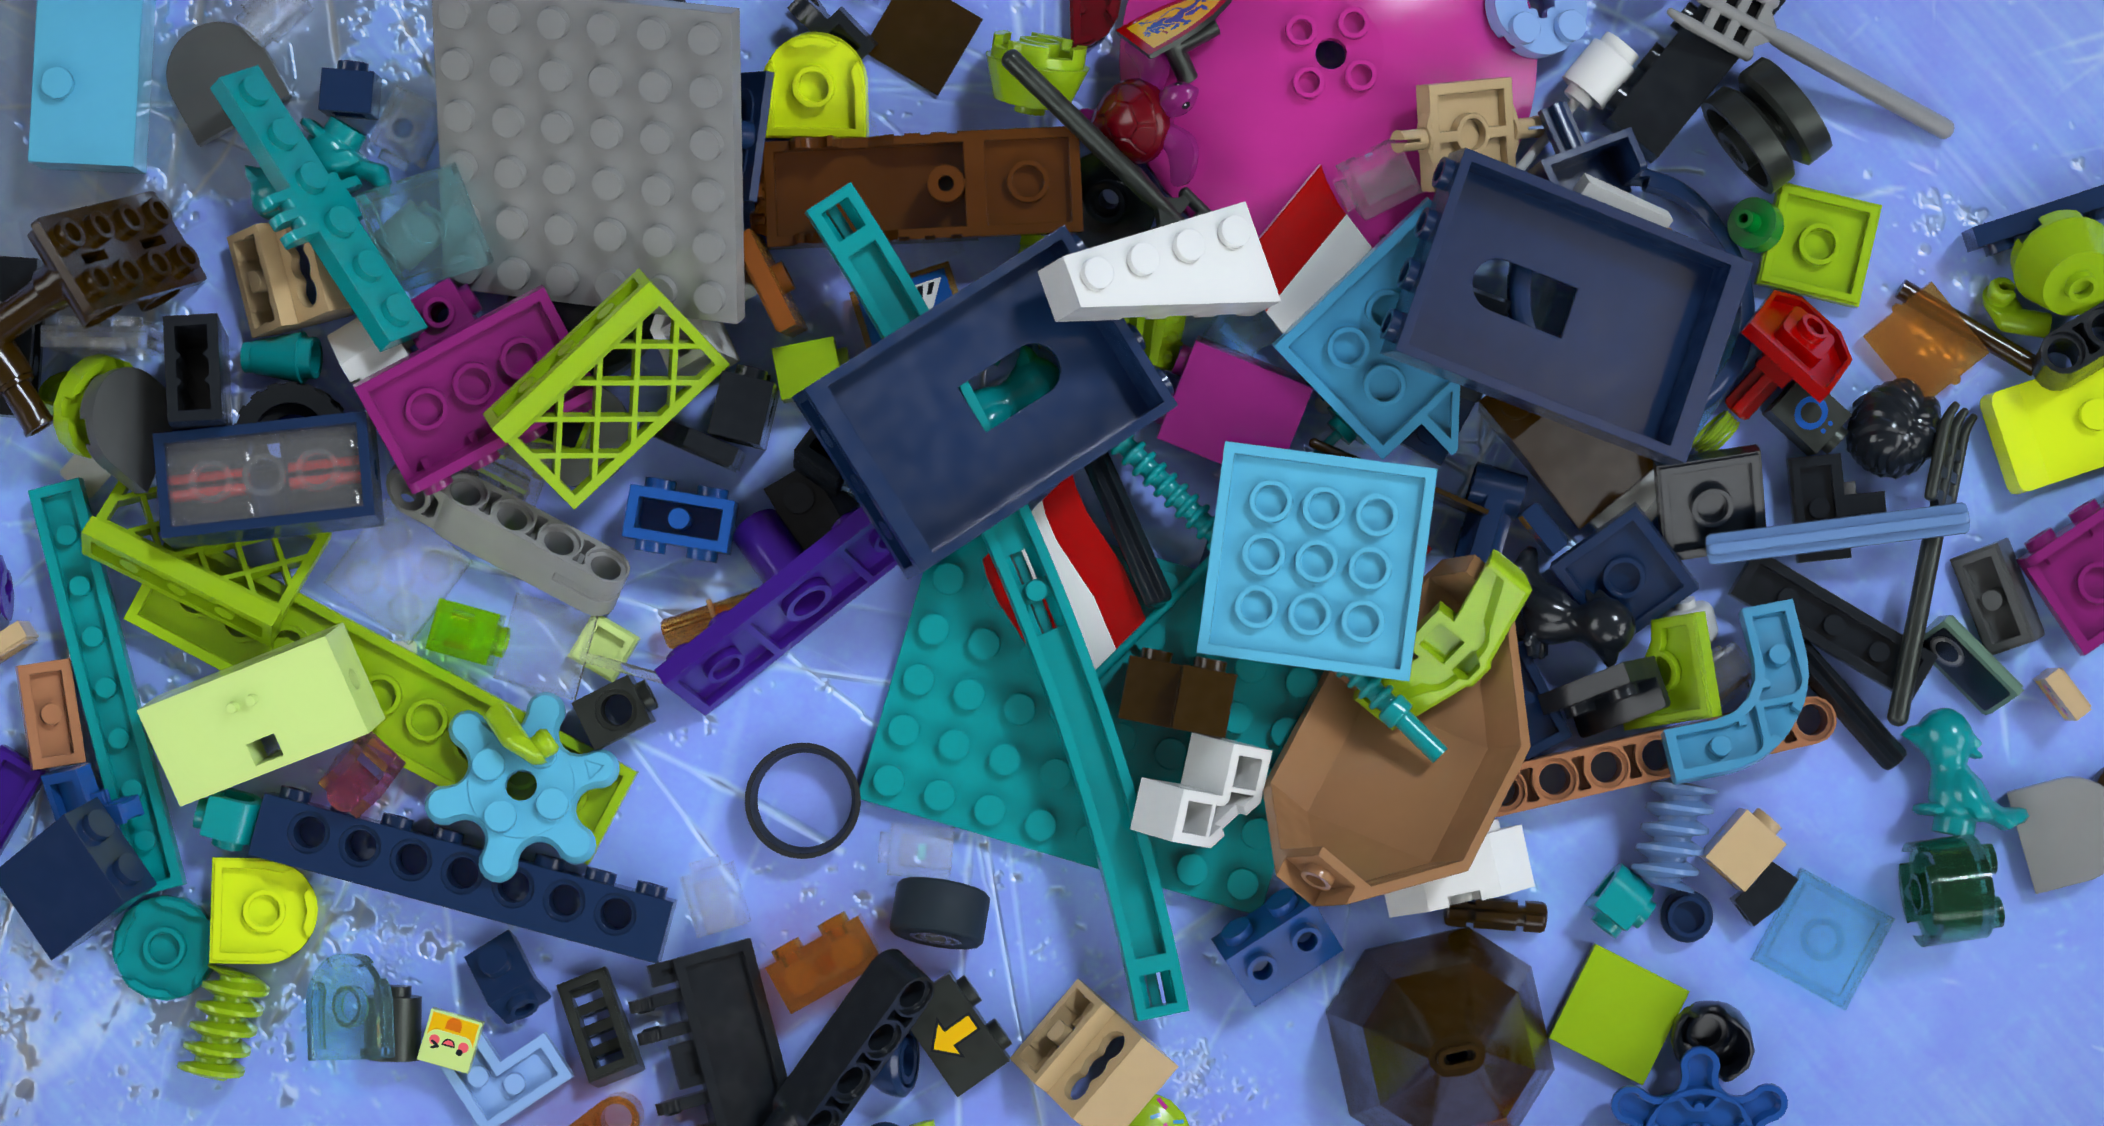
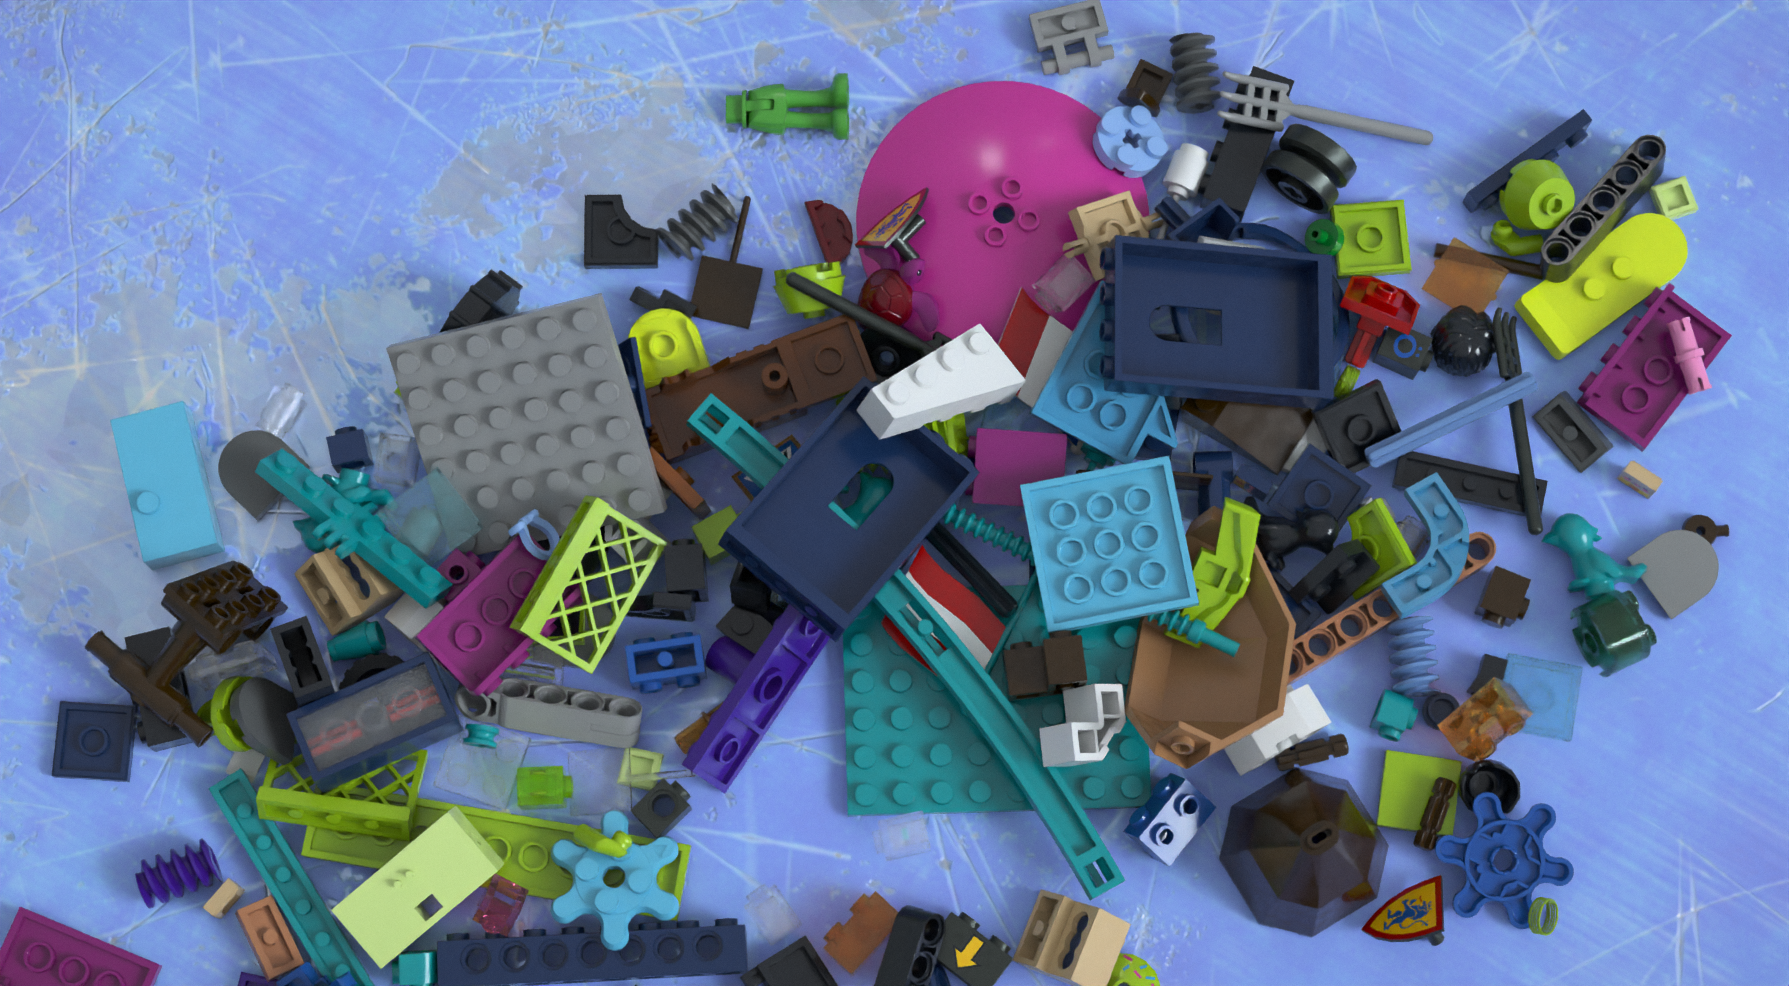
camera: 15 degrees left, 10 degrees down
(404, 540) = (481, 736): none -> teal bush
(539, 284) = (534, 520): none -> light blue piece
(759, 827) = (803, 791): black tyre -> none
(939, 913) = (931, 873): black wheel -> none
(1628, 1051) = (1434, 814): none -> dark brown axle
(1739, 952) = (1485, 720): none -> clear orange brick
(1744, 847) = (1463, 651): tan brick -> none
(1820, 494) = (1429, 397): black hinge -> none
(1821, 794) = (1503, 598): none -> dark brown brick
(1853, 711) = (1506, 539): black axle -> none
(1970, 665) = (1571, 480): slope -> none

